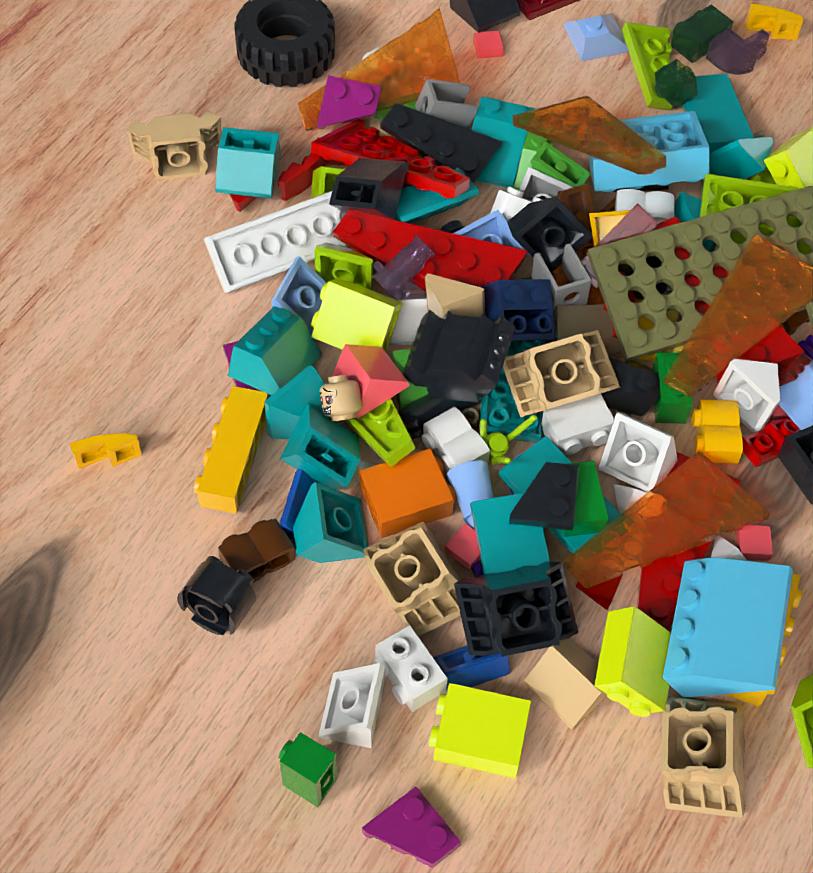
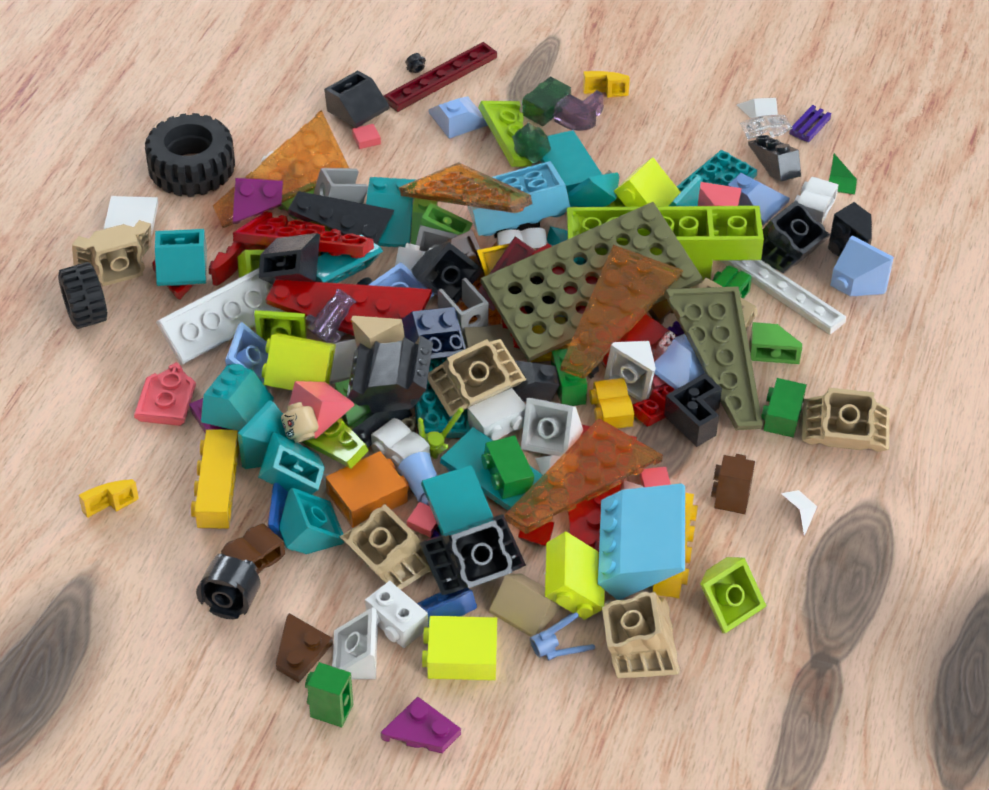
camera: 10 degrees left, 10 degrees down
(127, 191) = (82, 295): none -> black tyre
(199, 331) = (166, 397): none -> coral tile
(207, 94) = (131, 210): none -> white tile
(288, 690) = (300, 648): none -> reddish brown wing
(549, 498) = (484, 467): black wing -> none
(585, 738) = (546, 641): none -> medium blue plant

